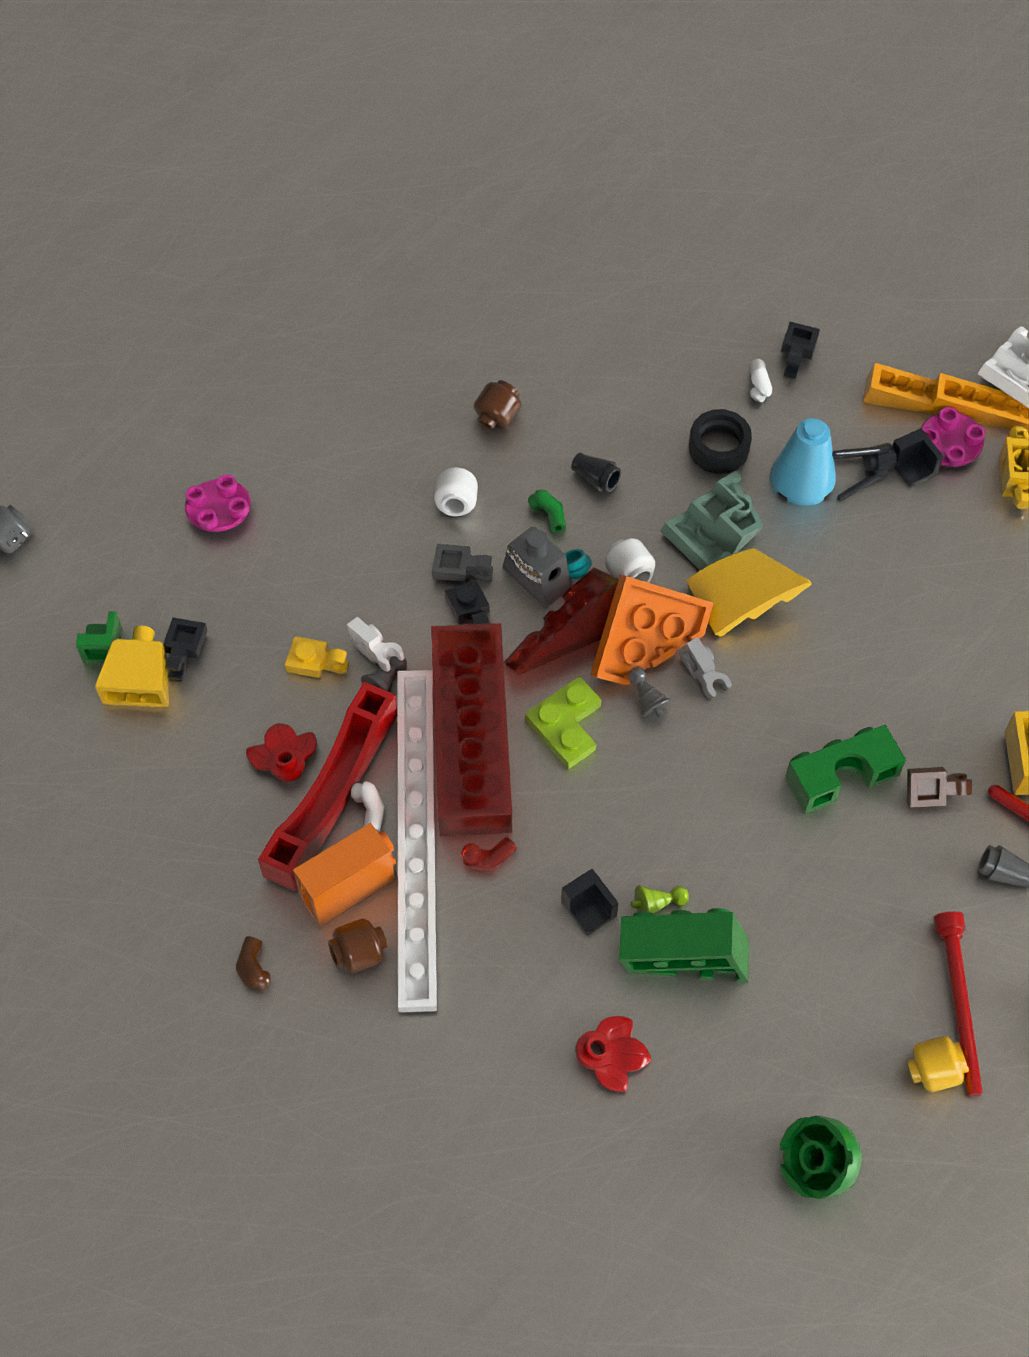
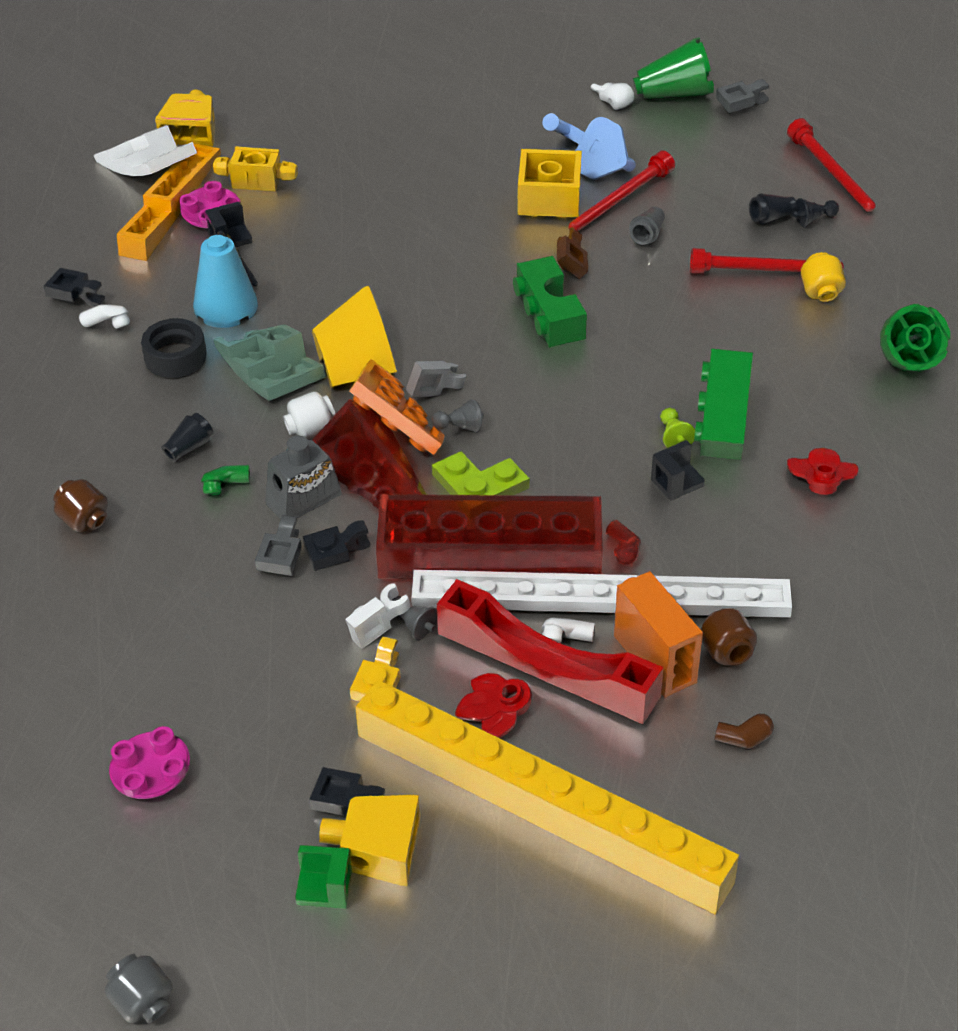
camera: 85 degrees left, 15 degrees down
(169, 796) = (549, 797): none -> yellow brick
(455, 491) = (189, 544): white head -> none

